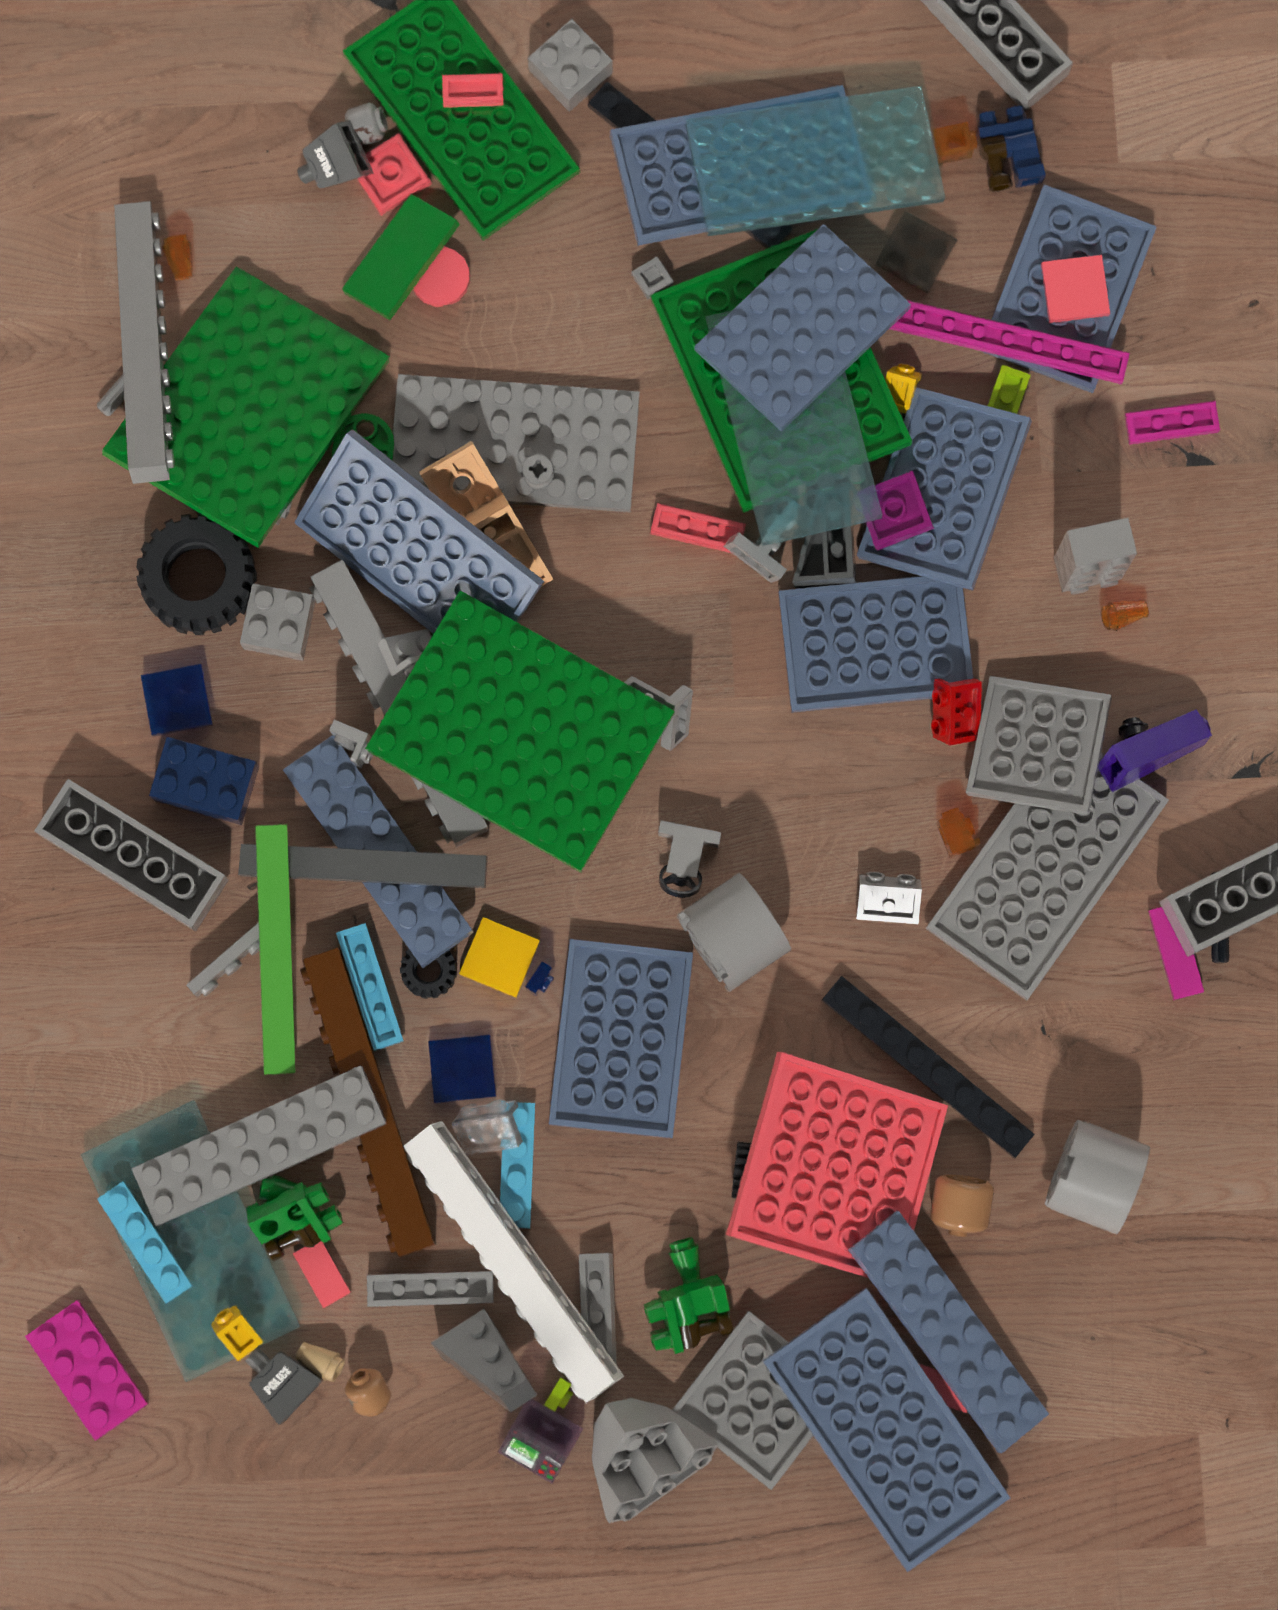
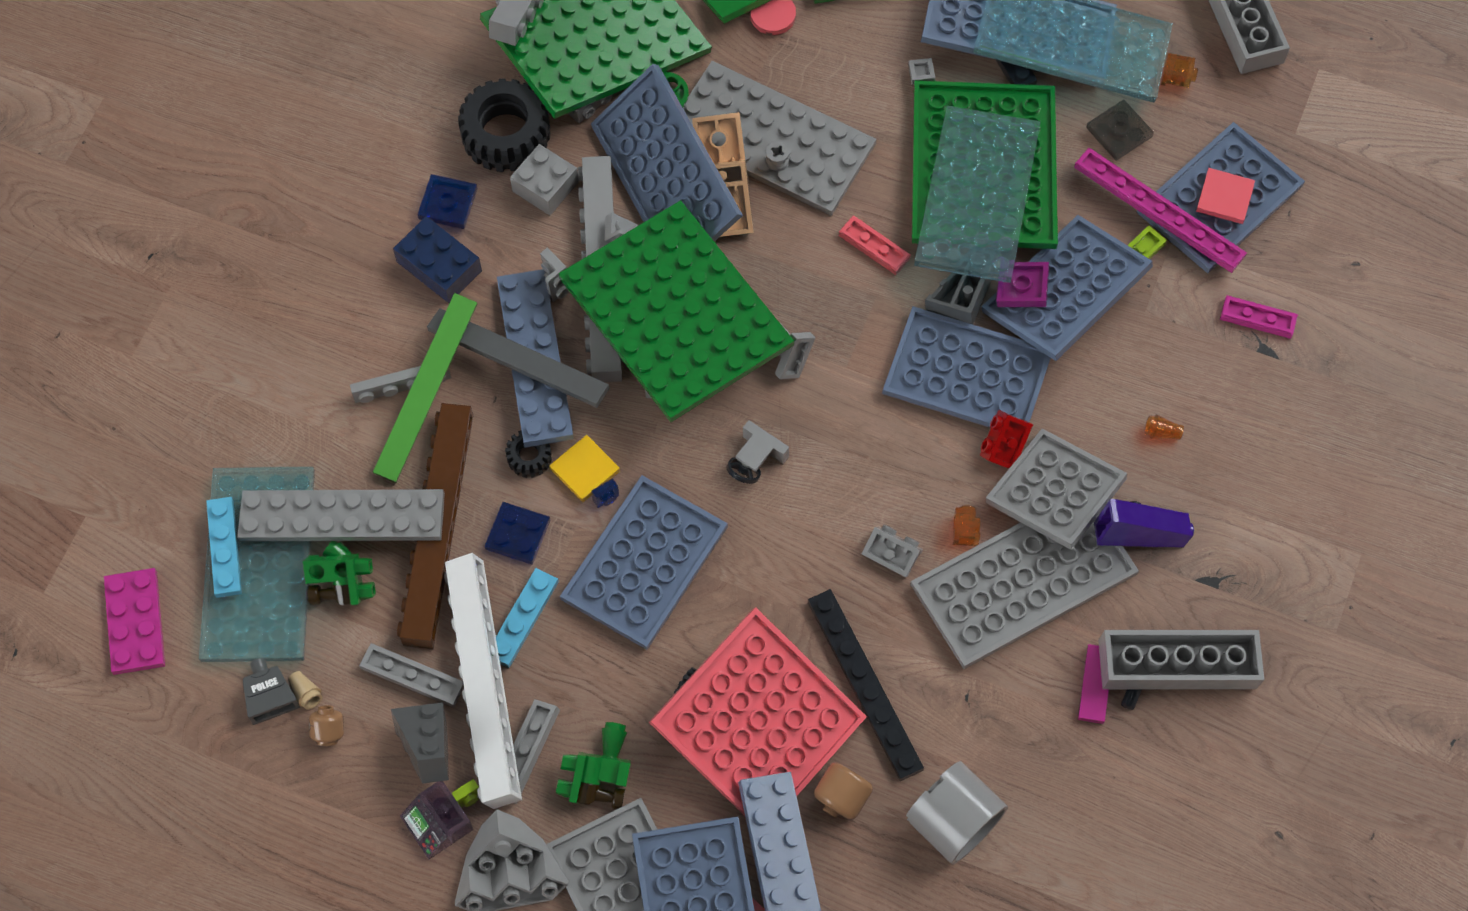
camera: 25 degrees right, 15 degrees down
(131, 855) = (360, 285): light grey brick -> none
(235, 1332) = (253, 637): yellow bracket -> none
(322, 1274) = (339, 629): coral tile -> none
(369, 987) = (480, 447): medium azure plate -> none
(487, 1127) = (512, 578): clear bracket -> none
(734, 932) = (763, 516): light grey brick -> none
(757, 556) = (908, 275): light grey bracket -> none
(802, 327) = (1012, 136): sand blue plate -> none
(902, 384) = (1068, 209): yellow bracket -> none
(1012, 141) = (1221, 84): dark blue hips -> none
(1095, 556) = (1158, 368): light grey brick -> none

